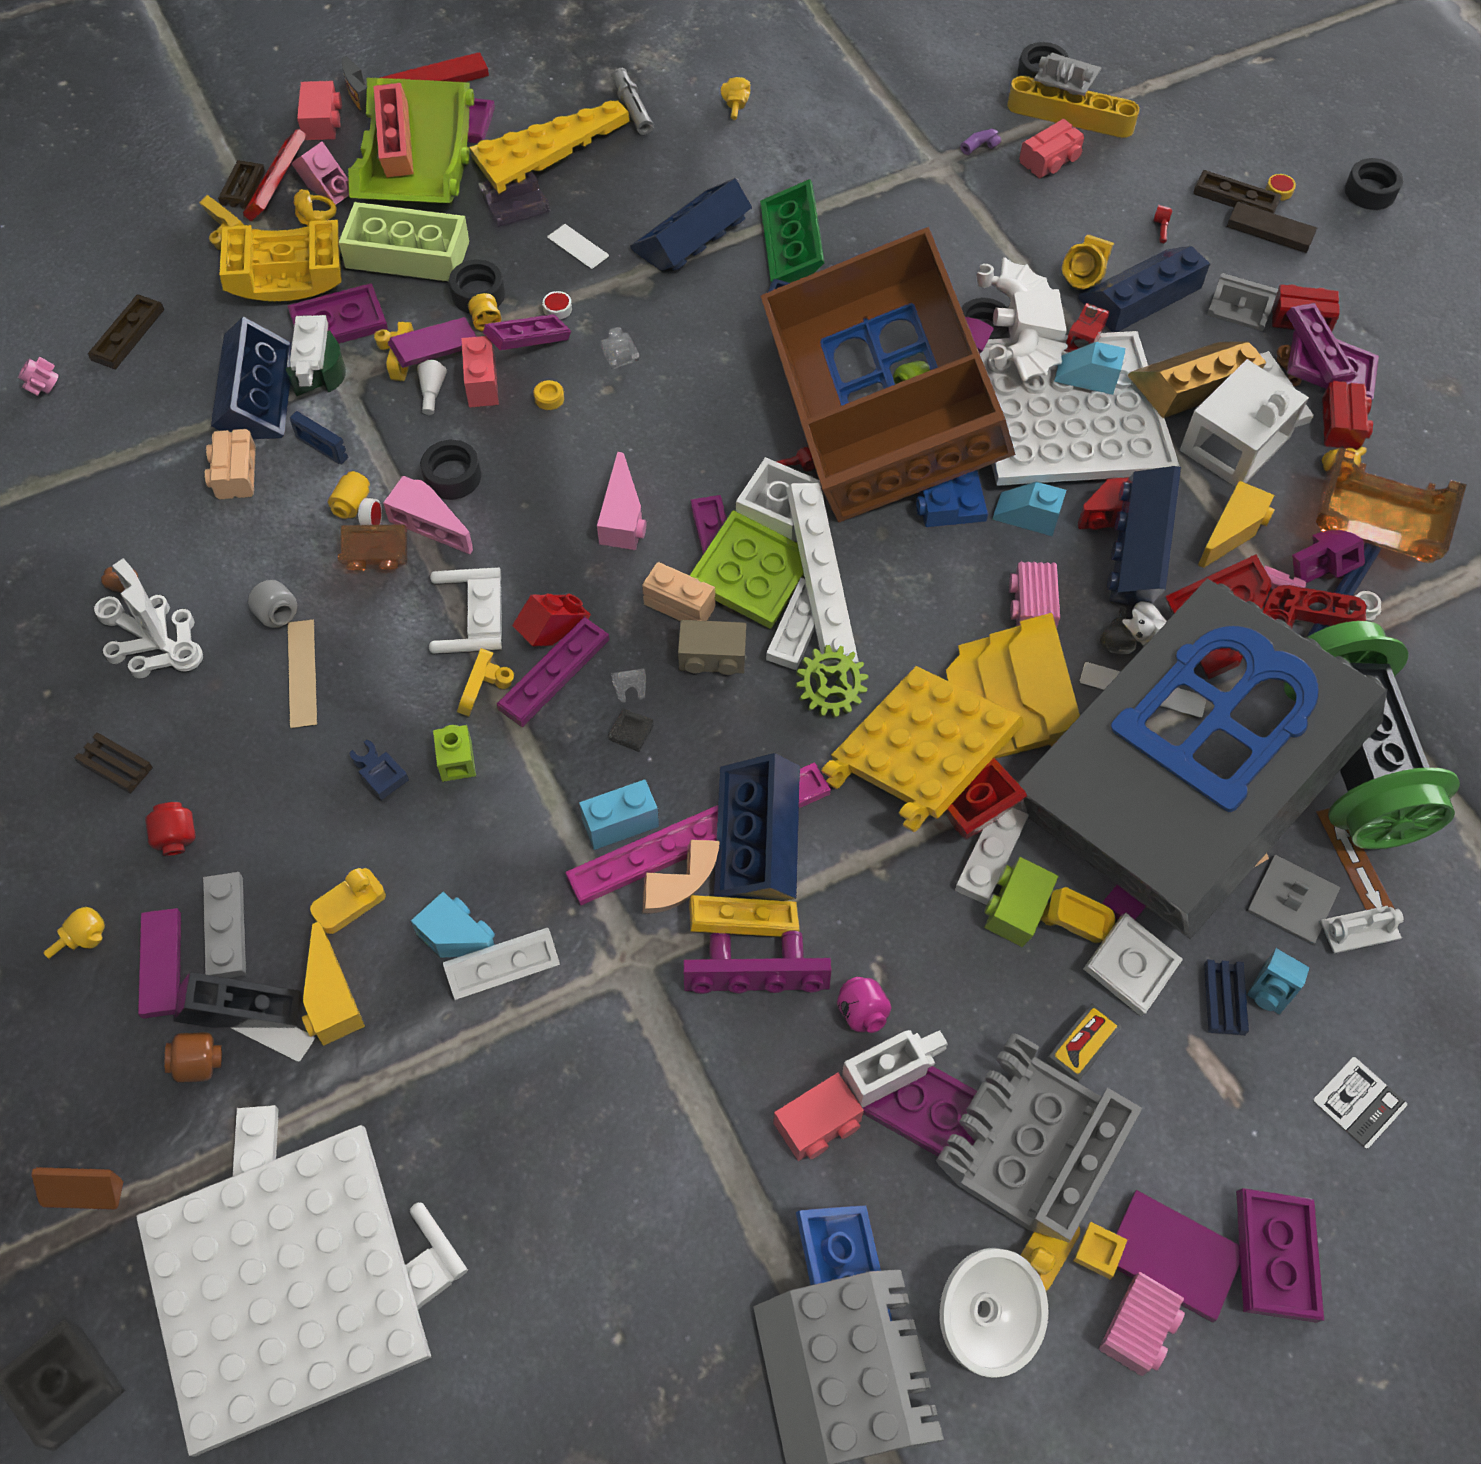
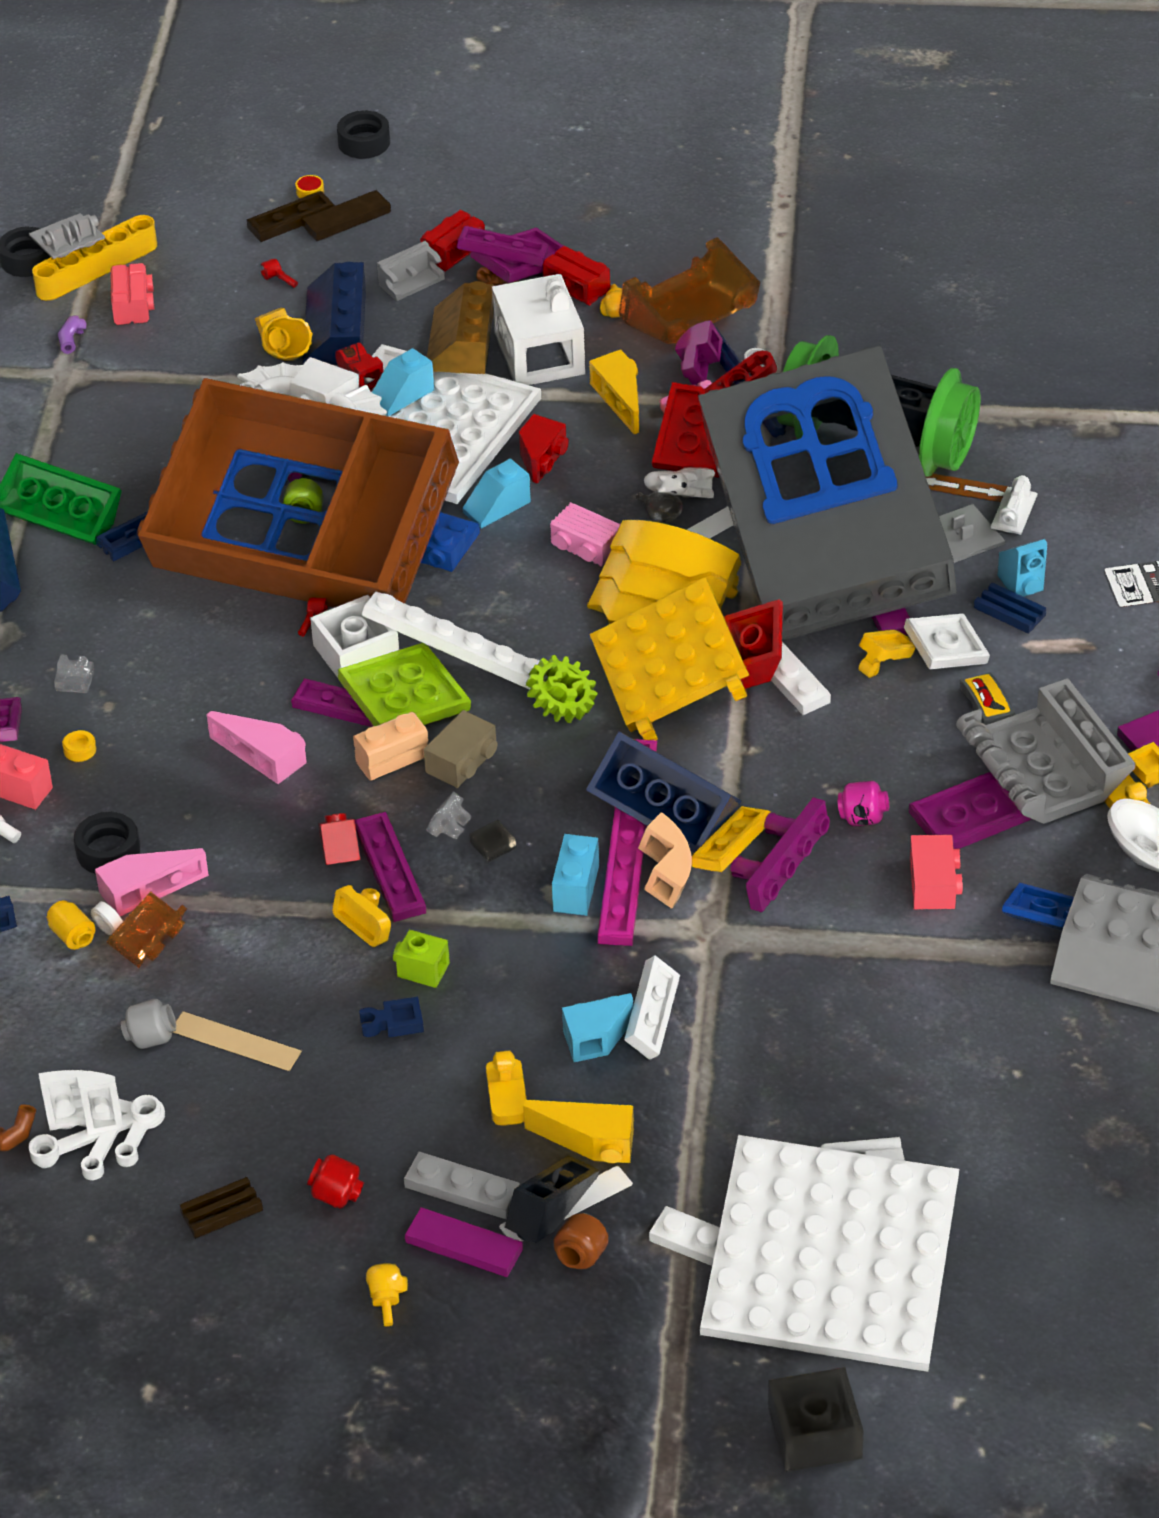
camera: 55 degrees left, 15 degrees down
(77, 1188) = (641, 1365): dark orange slope -> none
(483, 610) = (280, 886): white plate -> none
(793, 631) = (486, 691): white plate -> none
(891, 1065) = (930, 799): white hinge -> none
(1020, 901) = (849, 674): lime brick -> none
(1144, 535) = (599, 432): dark blue slope -> none

